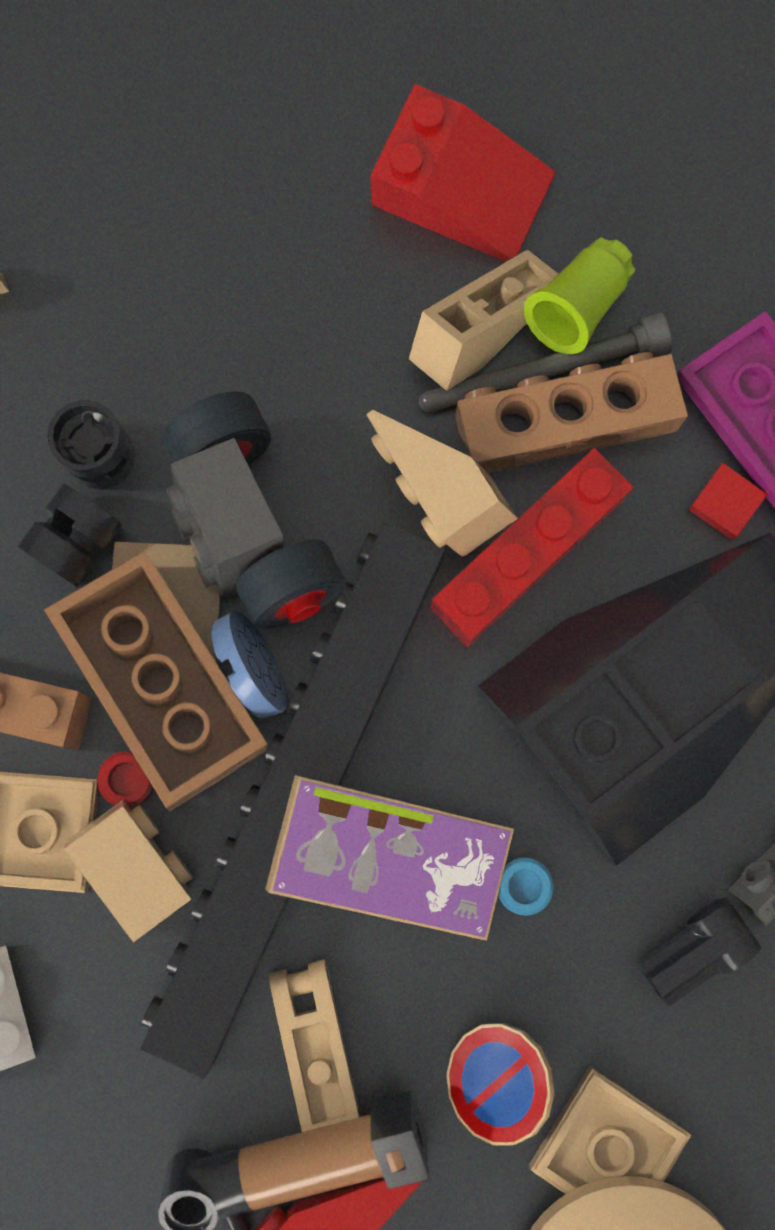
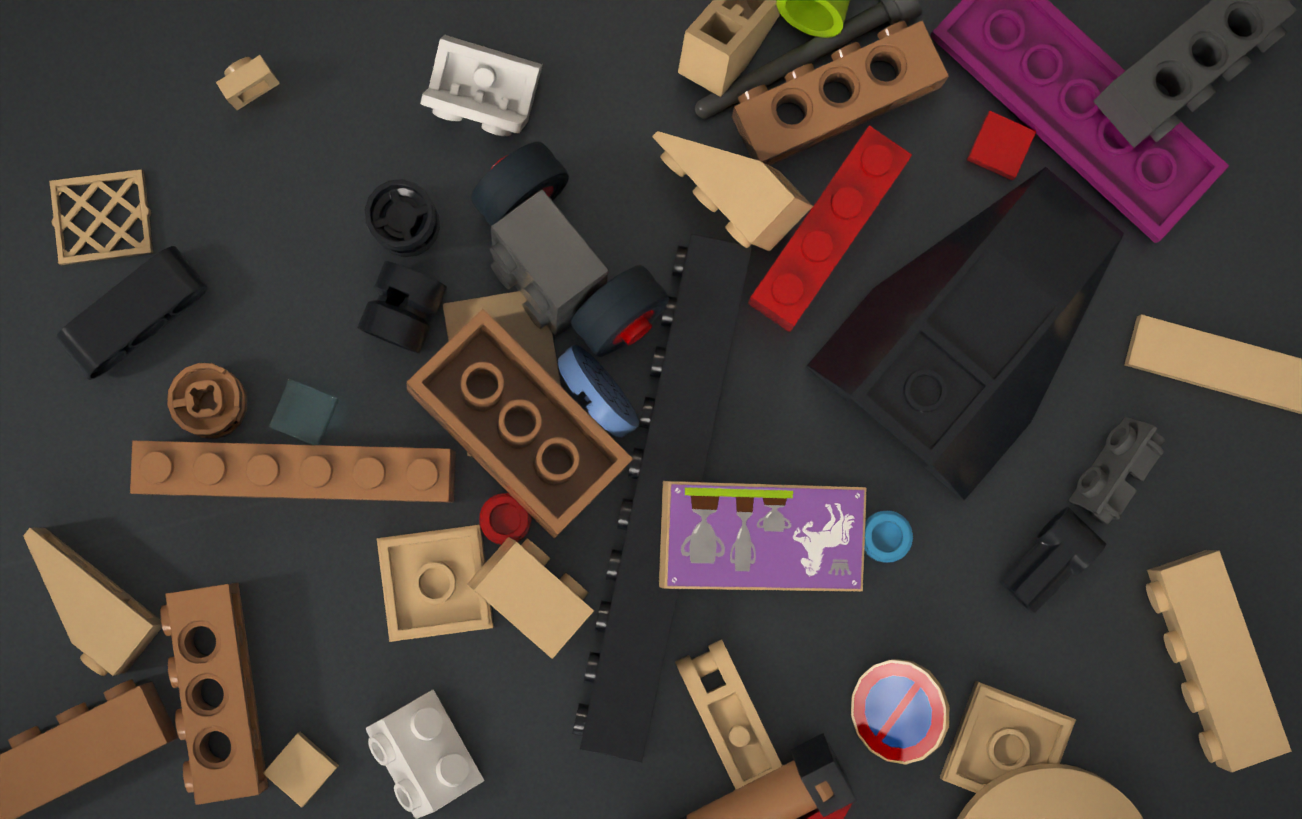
camera: 20 degrees left, 5 degrees up
(206, 331) = (482, 86): none -> white bracket

